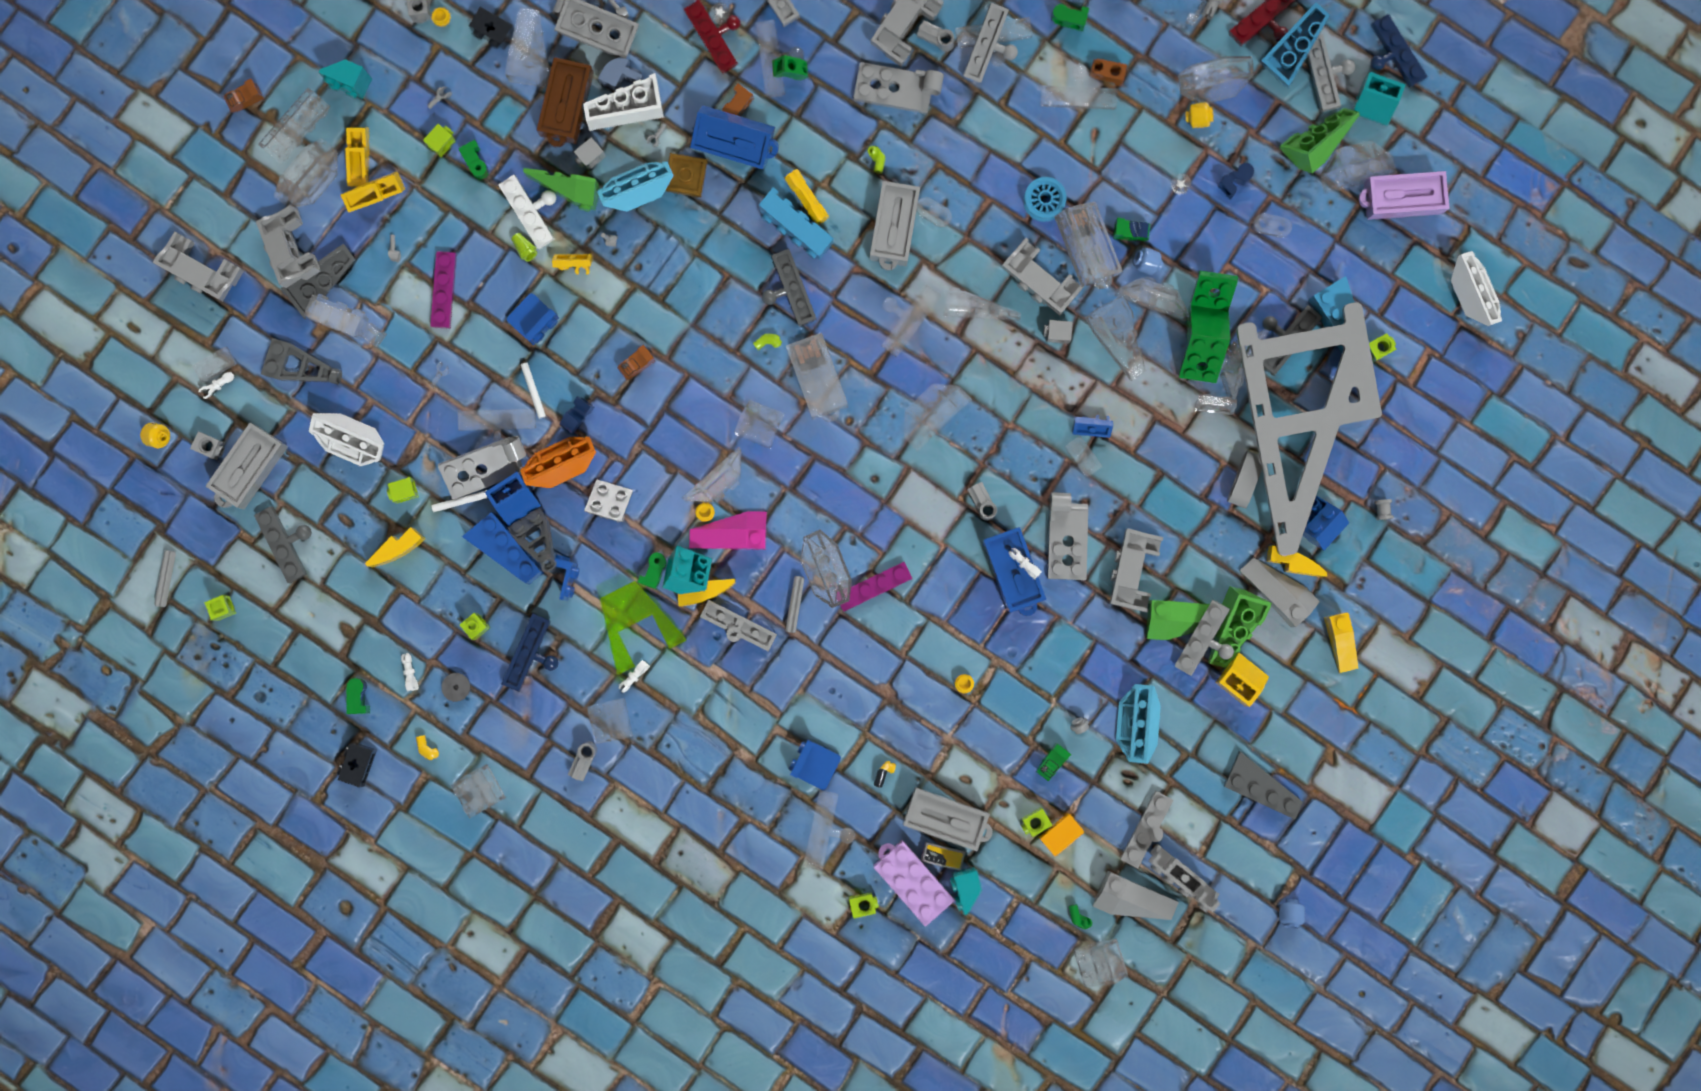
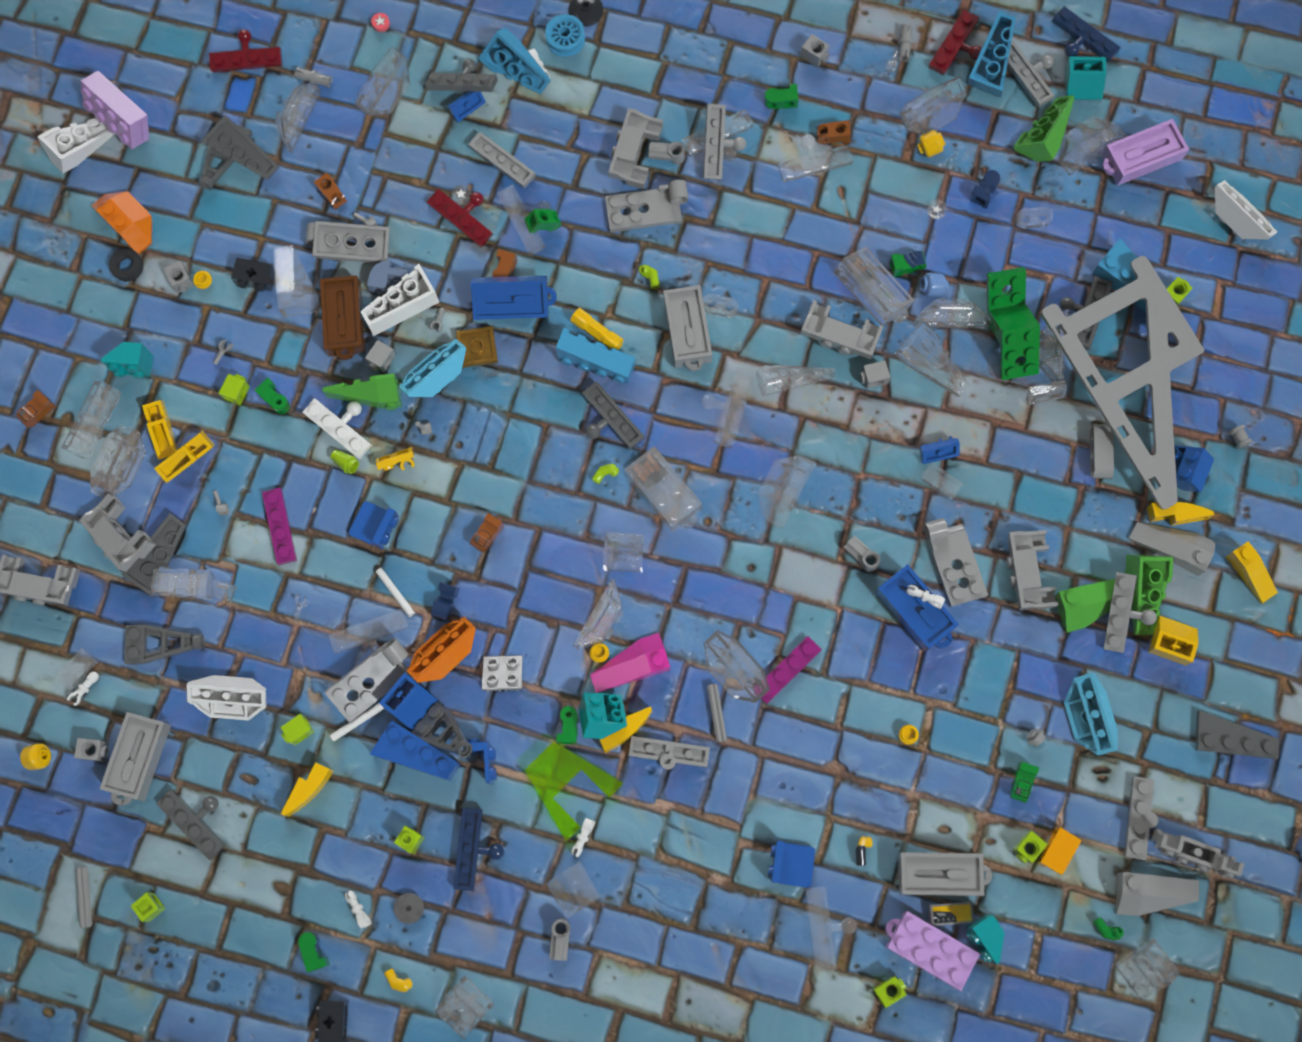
camera: 10 degrees left, 10 degrees down
(1034, 186) = (808, 255): dark azure wheel -> none

